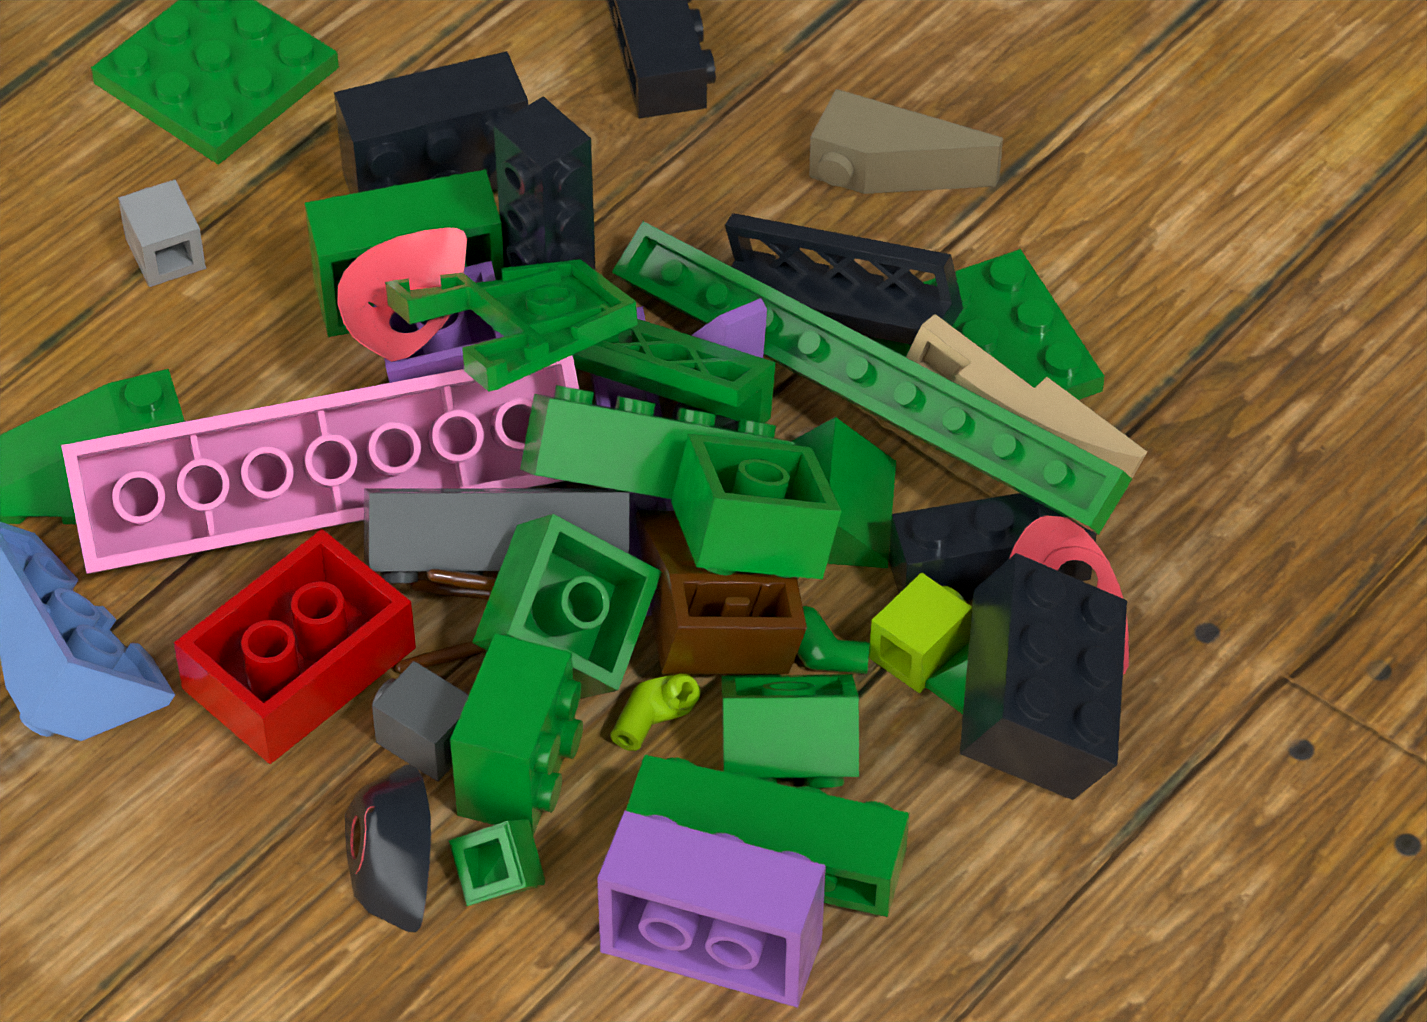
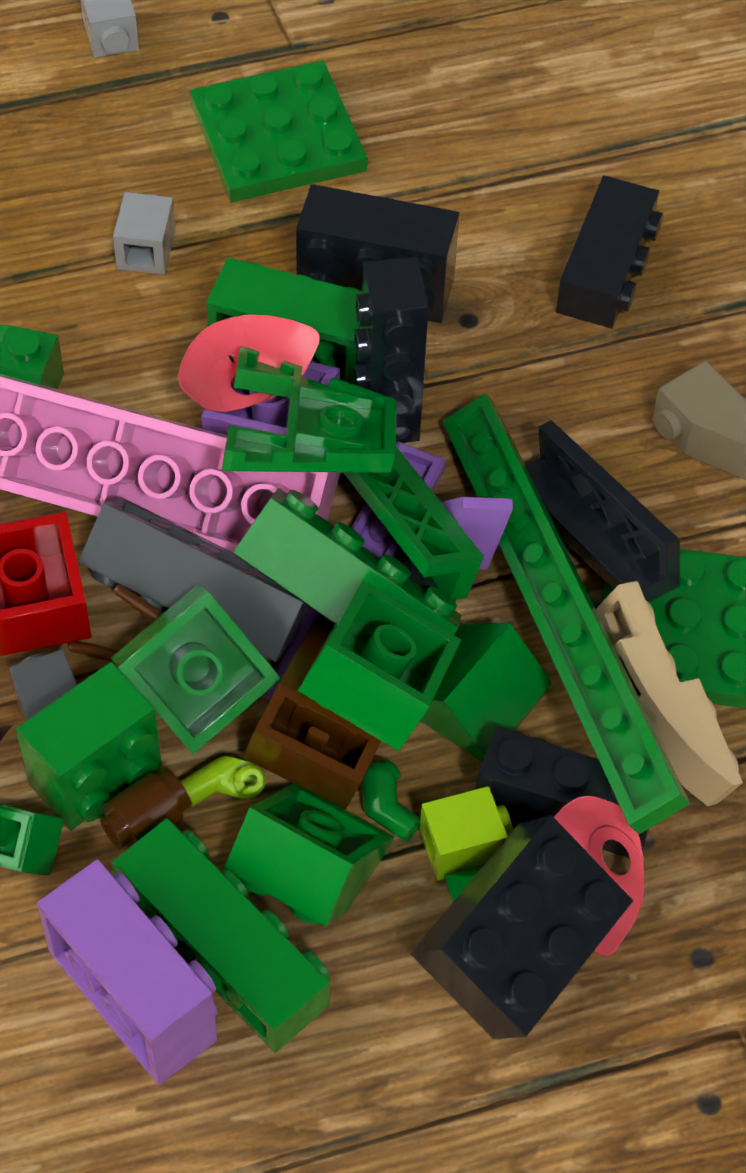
camera: 30 degrees right, 5 degrees up
(602, 770) = (143, 807): none -> reddish brown brick

